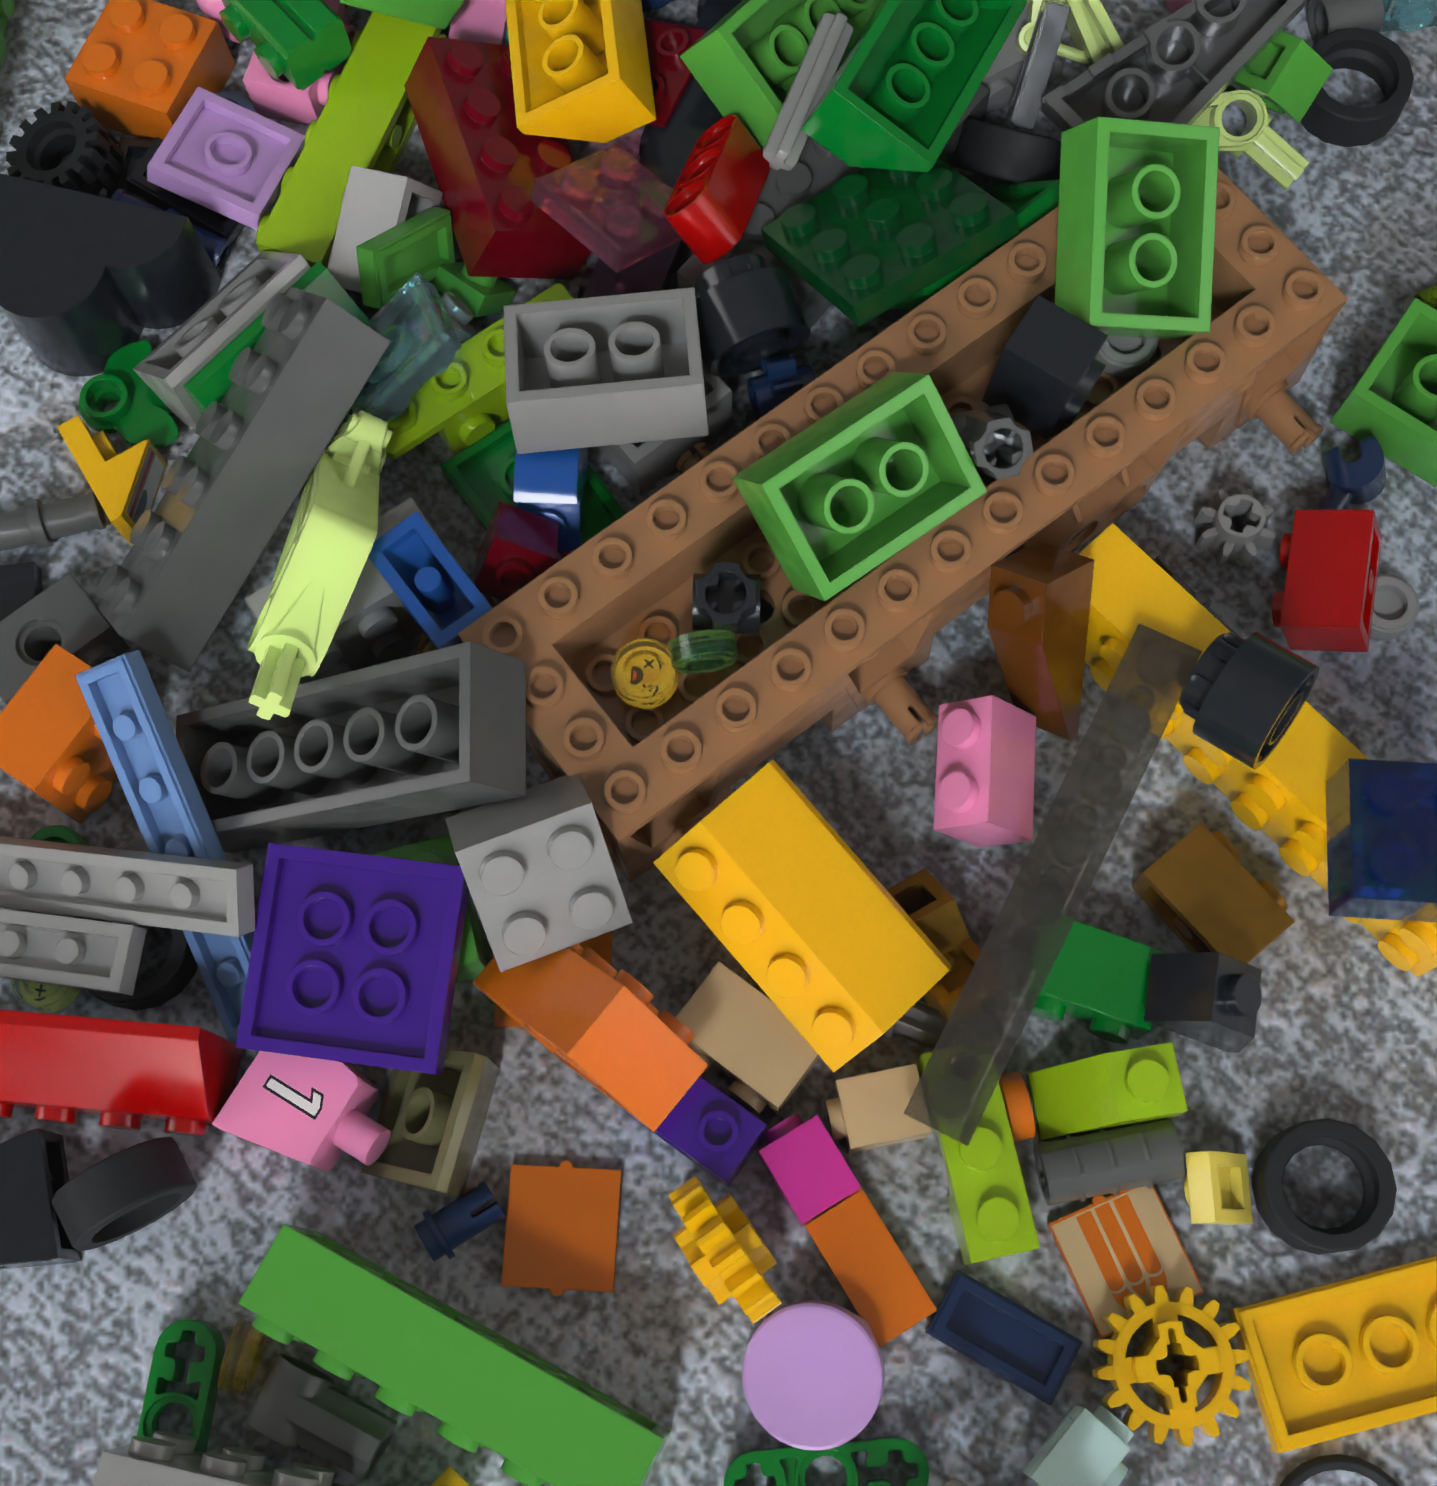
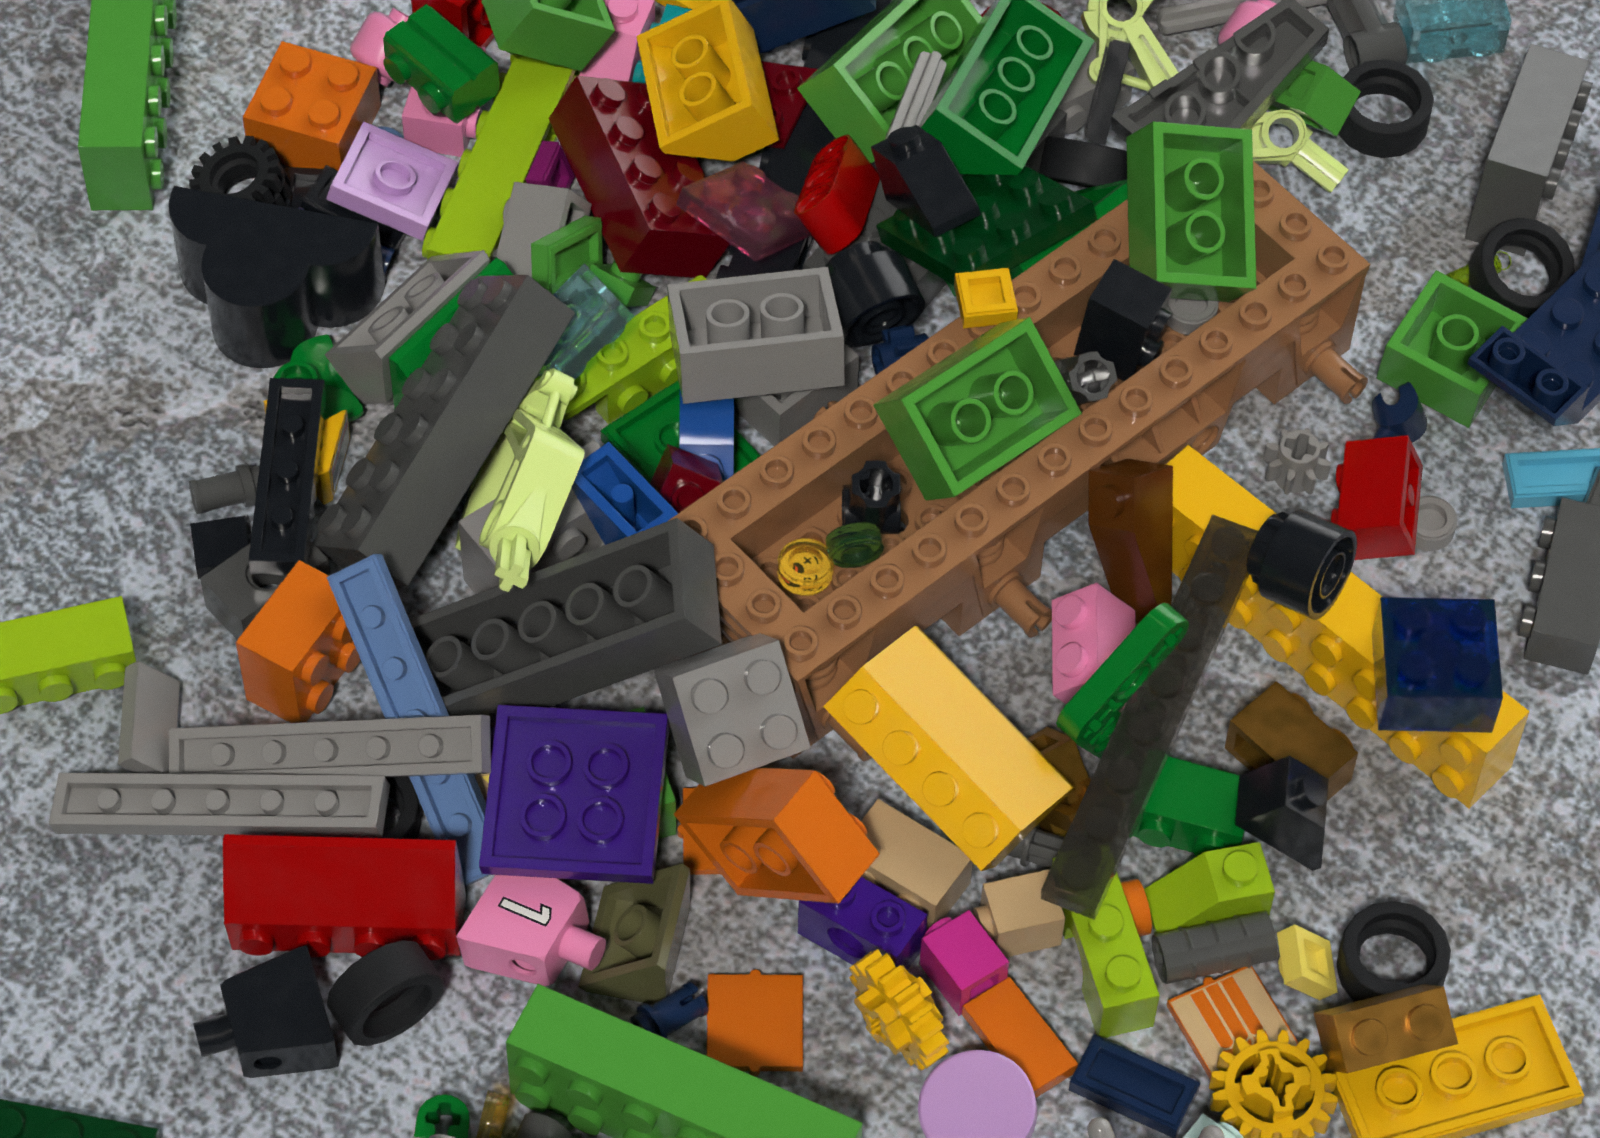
camera: 10 degrees left, 15 degrees down
(65, 529) = (287, 475): none -> black gear
(403, 149) = (550, 167): none -> magenta tile
(815, 179) = (923, 180): none -> black slope
(878, 336) = (985, 297): none -> yellow tile
(994, 868) = (1098, 704): none -> green beam
(1317, 1306) = (1385, 1028): none -> pearl gold brick

